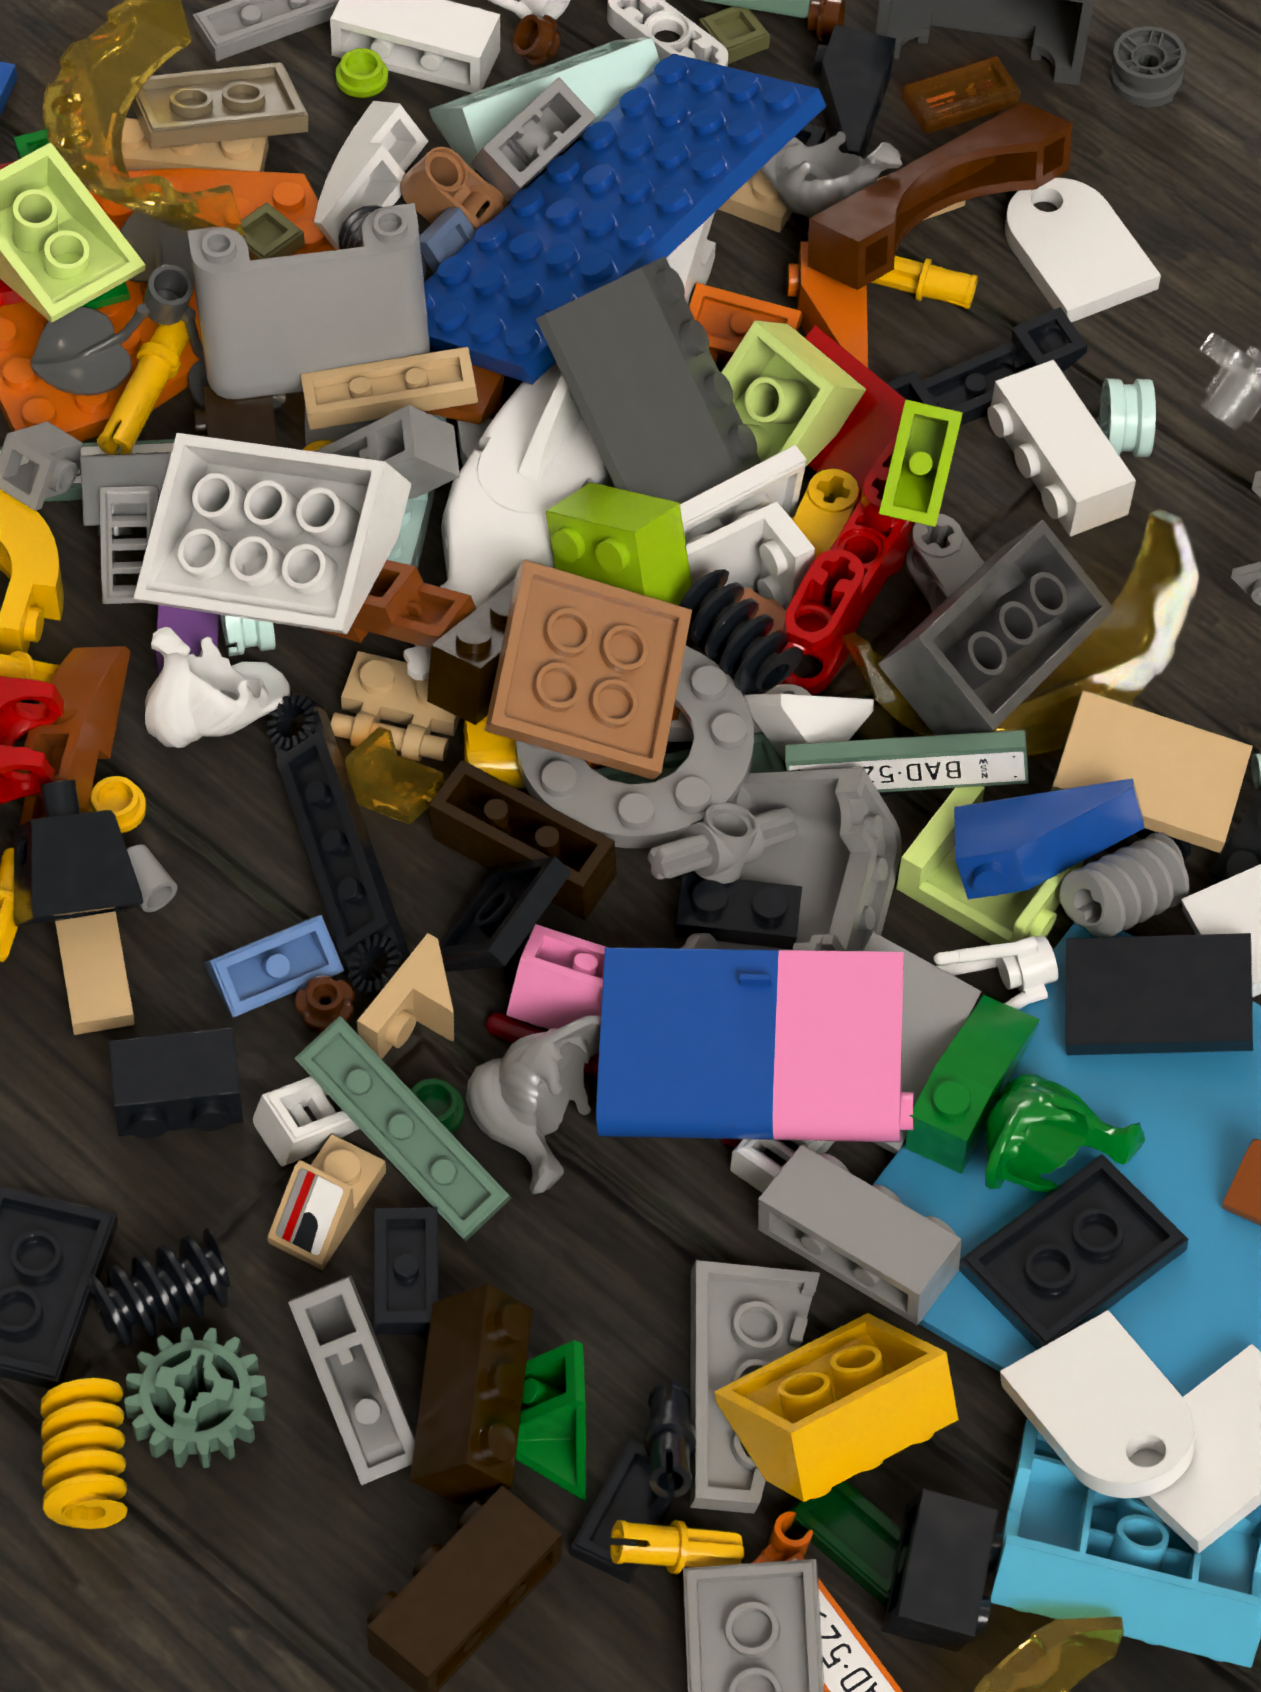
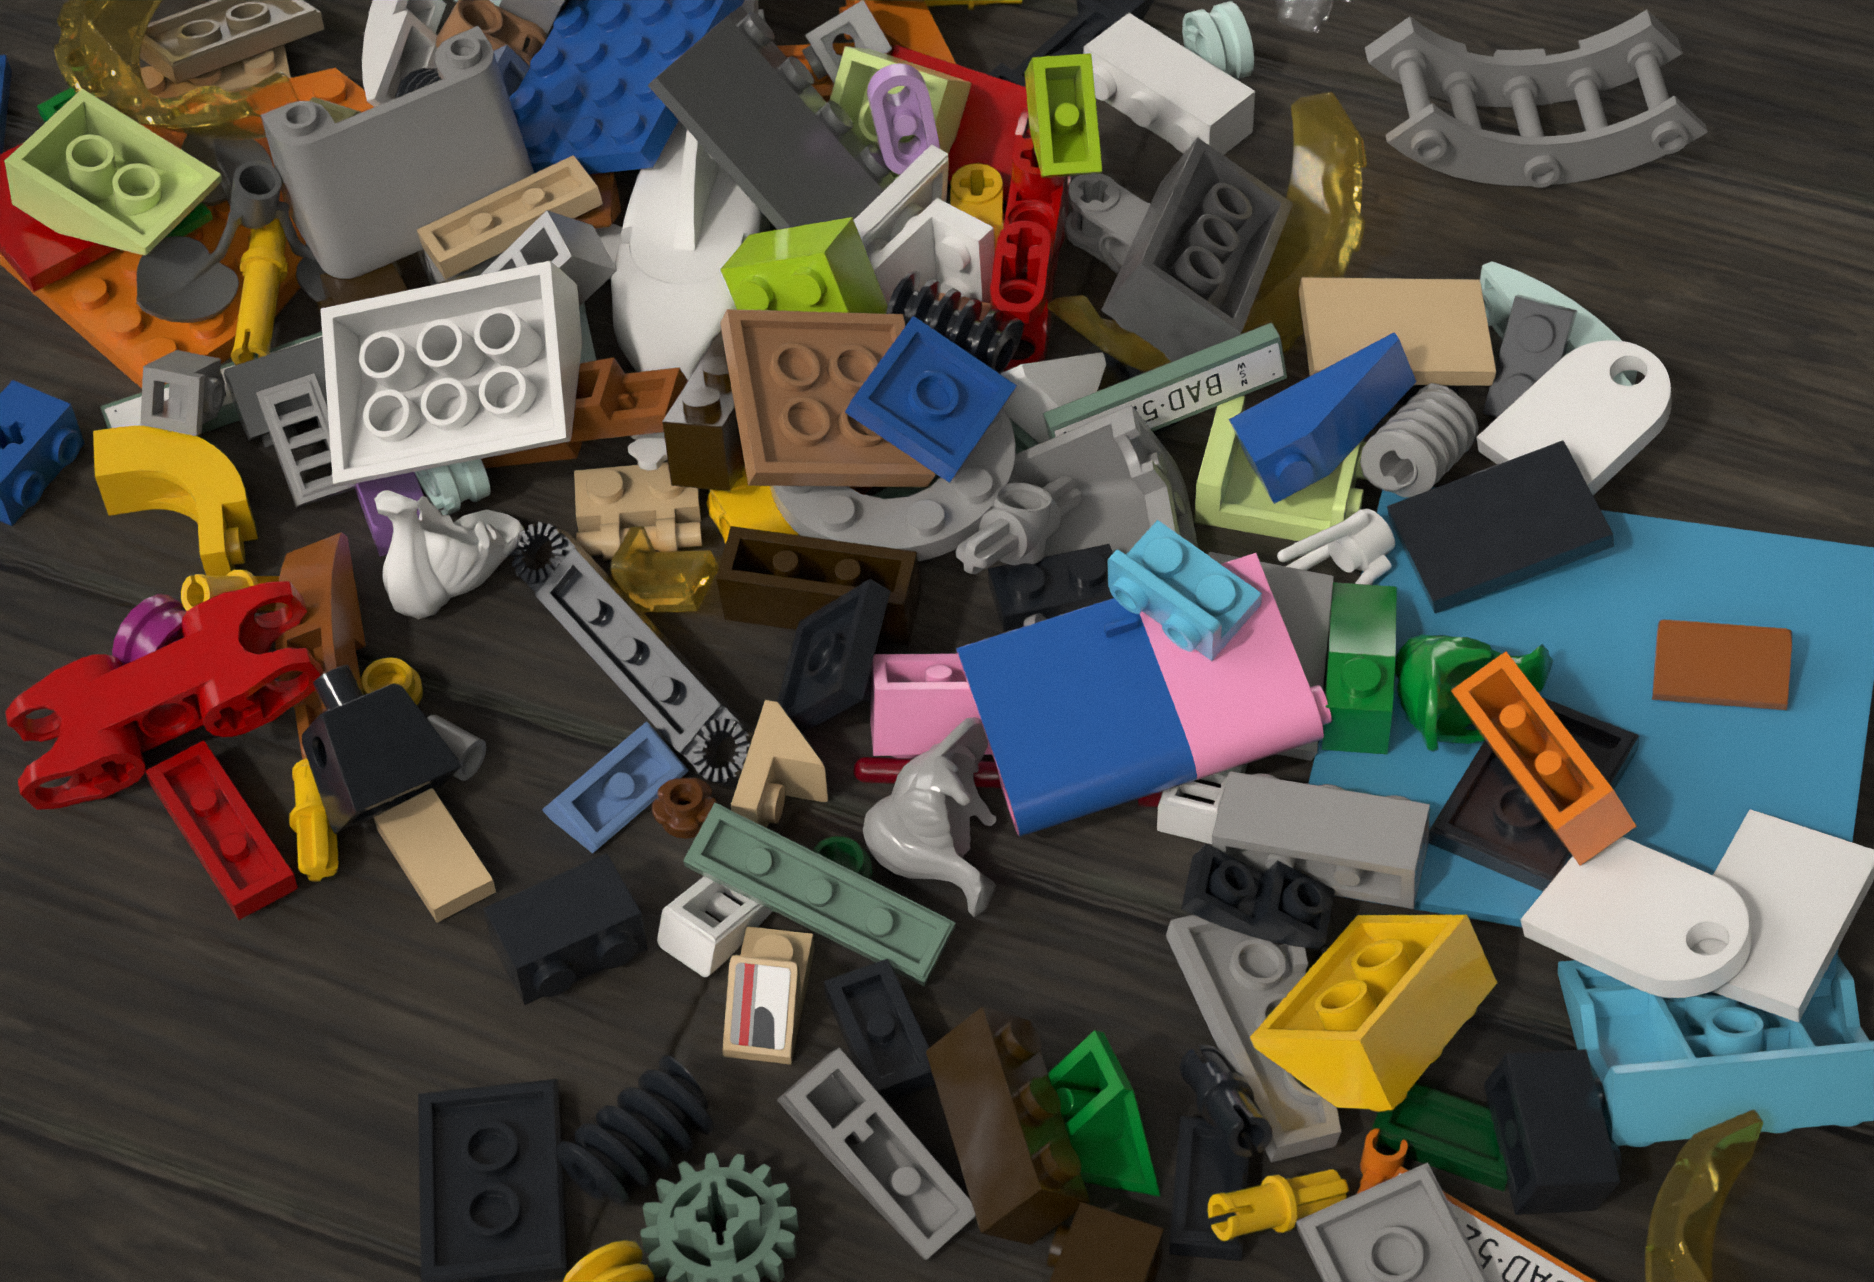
camera: 15 degrees left, 5 degrees down
(680, 702) = (930, 399): none -> blue plate
(775, 409) = (901, 115): none -> lavender plate
(784, 1275) = (1267, 905): none -> black slope
(788, 290) = (857, 23): none -> light grey brick
(821, 964) = (1182, 590): none -> medium azure bracket
(1077, 1233) = (1543, 758): none -> orange brick

